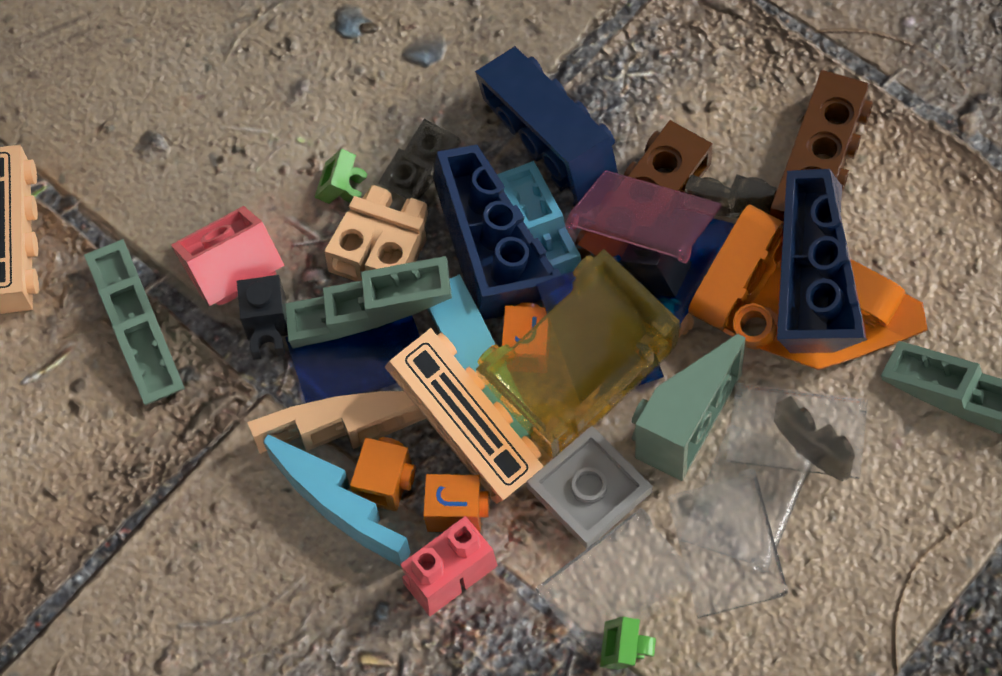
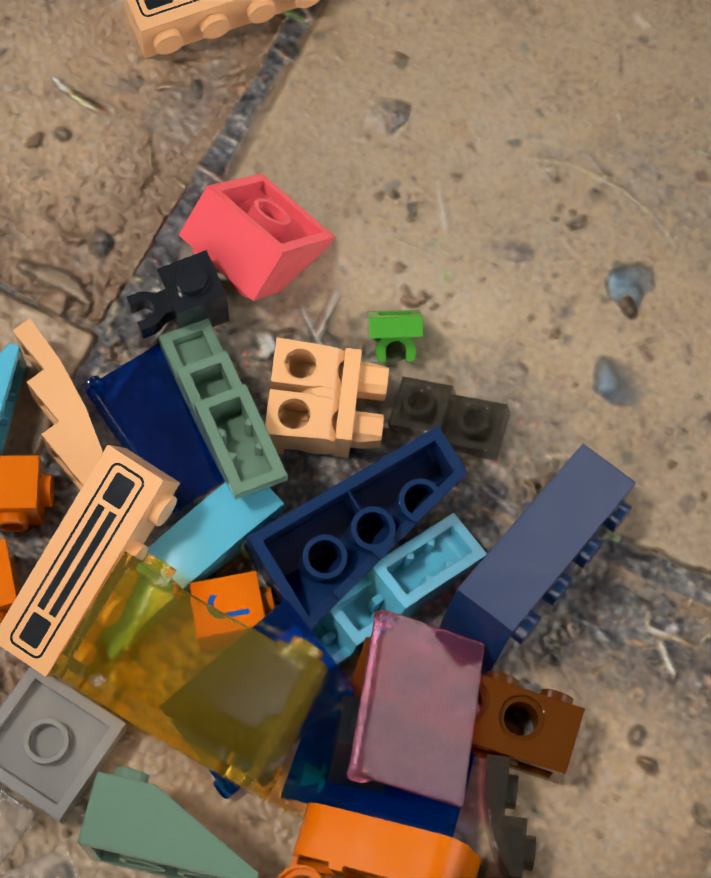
camera: 65 degrees right, 5 degrees up
(134, 322) = (145, 167): sand green slope -> none

